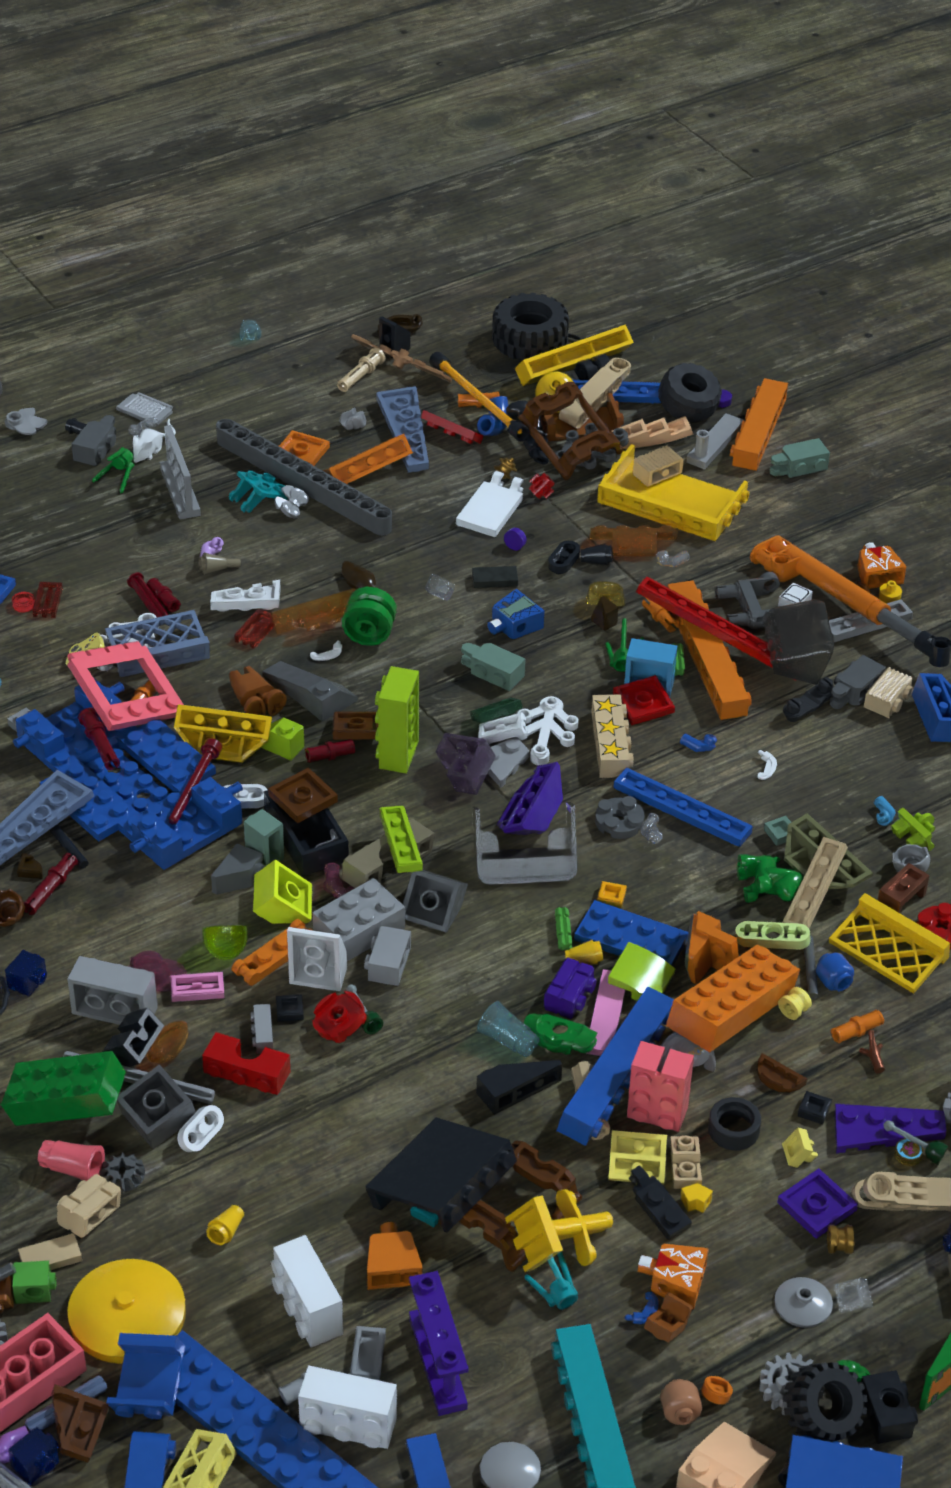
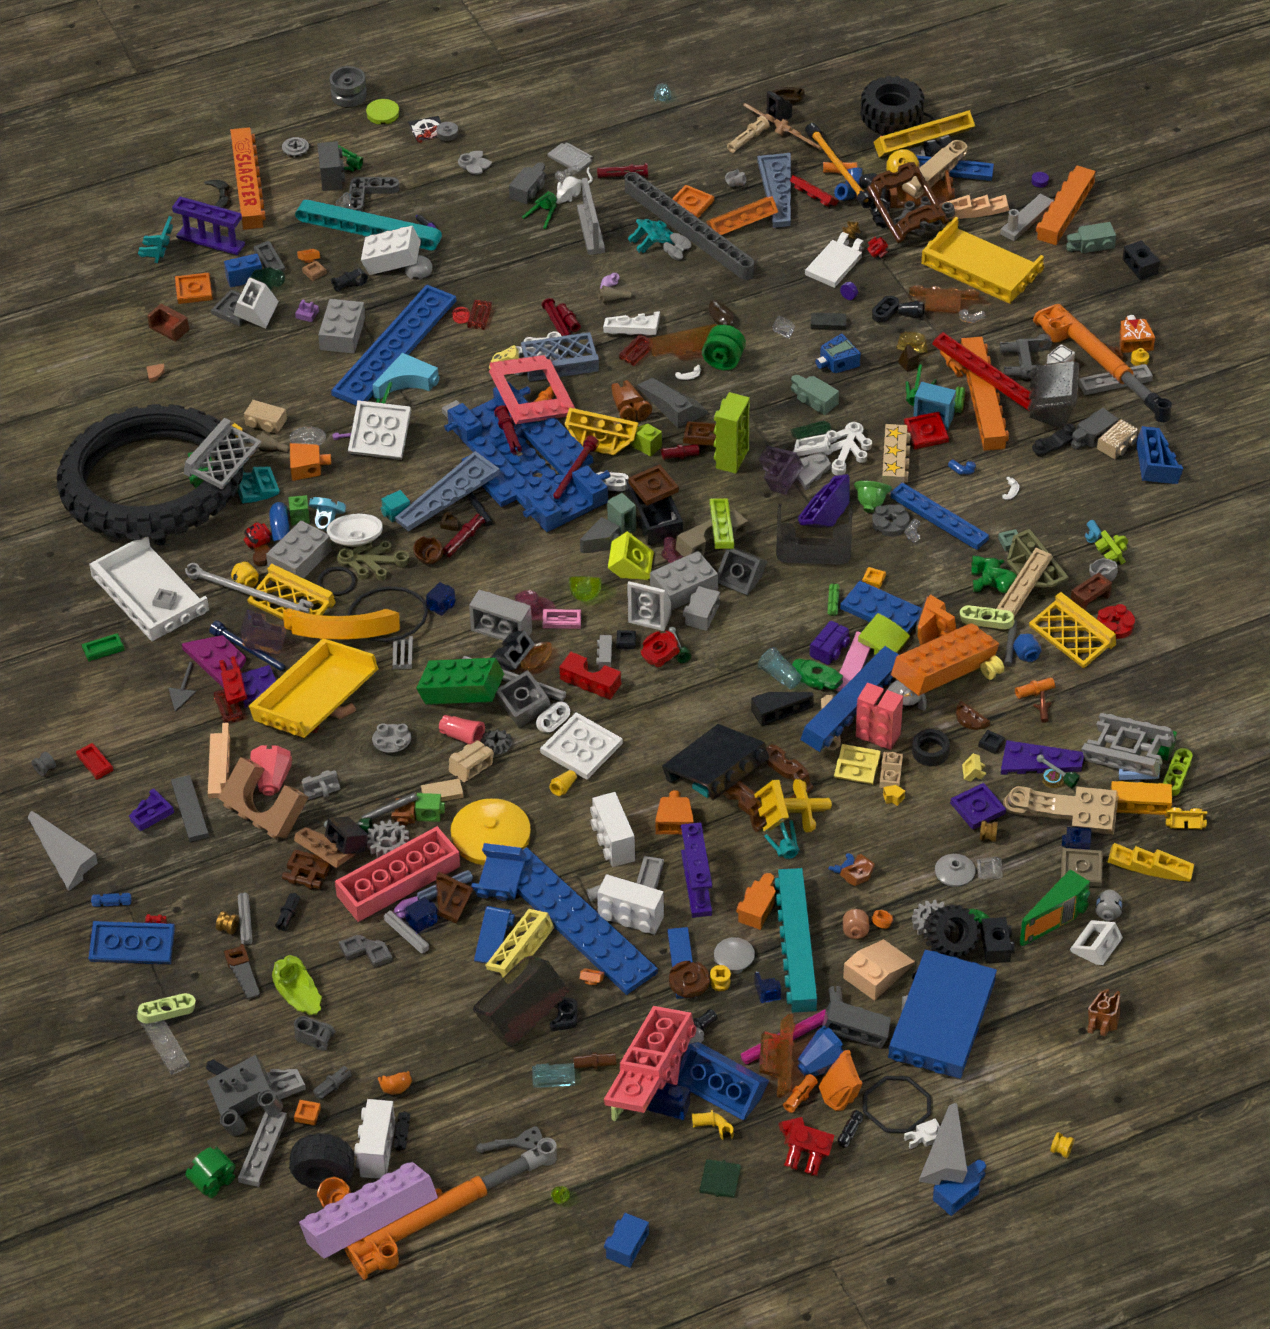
camera: 10 degrees right, 5 degrees up
(74, 426) = (512, 169): black pin -> none
(186, 422) = (602, 172): none -> dark red pin
(245, 1167) = (581, 745): none -> white plate
(266, 958) = (613, 603): orange plate -> none
(533, 1383) = (758, 902): none -> orange hinge
(587, 953) = (847, 618): yellow cone -> none
(590, 785) = (871, 494): none -> bright green hat
(657, 466) = (974, 236): tan brick -> none
(658, 1204) = (865, 796): black hinge -> none
(676, 1271) = (870, 841): orange torso -> none
(690, 392) = (1013, 162): black tyre -> none
(864, 479) = (1141, 260): none -> black brick

